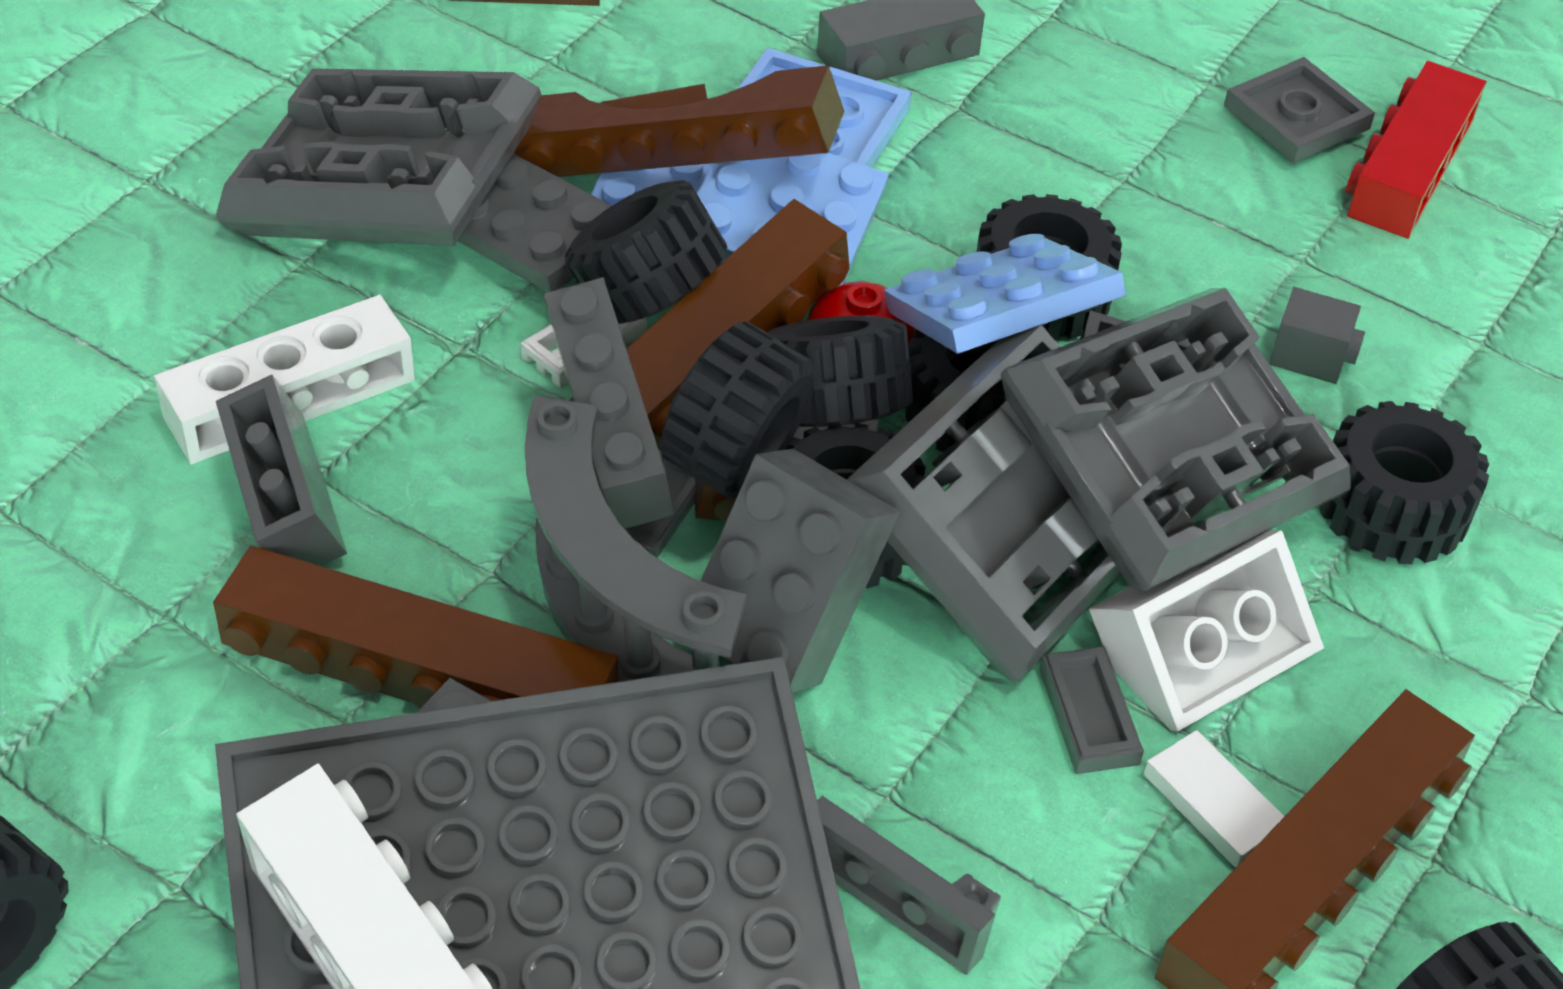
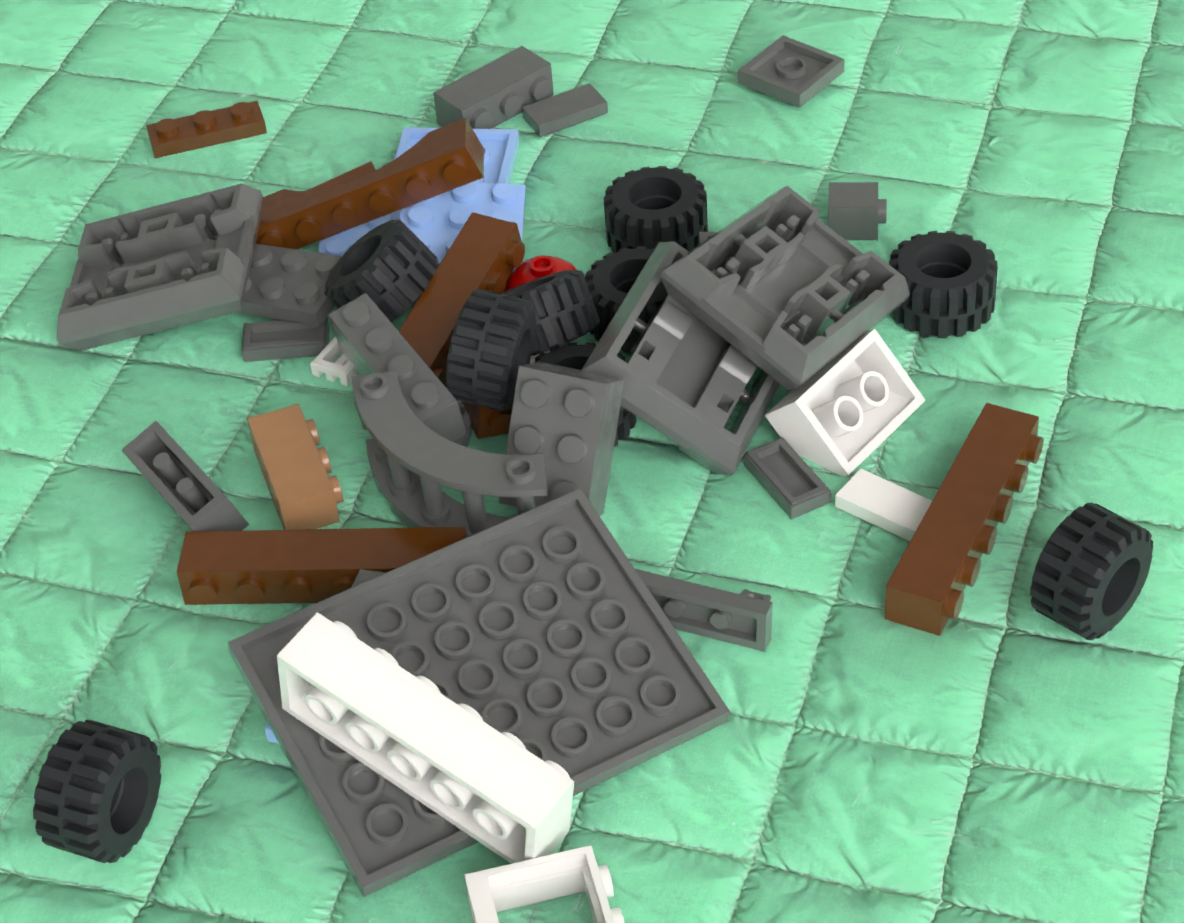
camera: 10 degrees left, 5 degrees down
(316, 362) = (184, 405): white brick -> none
(436, 493) = (295, 469): none -> medium nougat brick
(495, 297) = (283, 340): none -> dark grey tile
(984, 80) = (565, 110): none -> dark grey tile
(1002, 292) = (638, 231): light blue plate -> none
(1413, 148) = (878, 75): red brick -> none

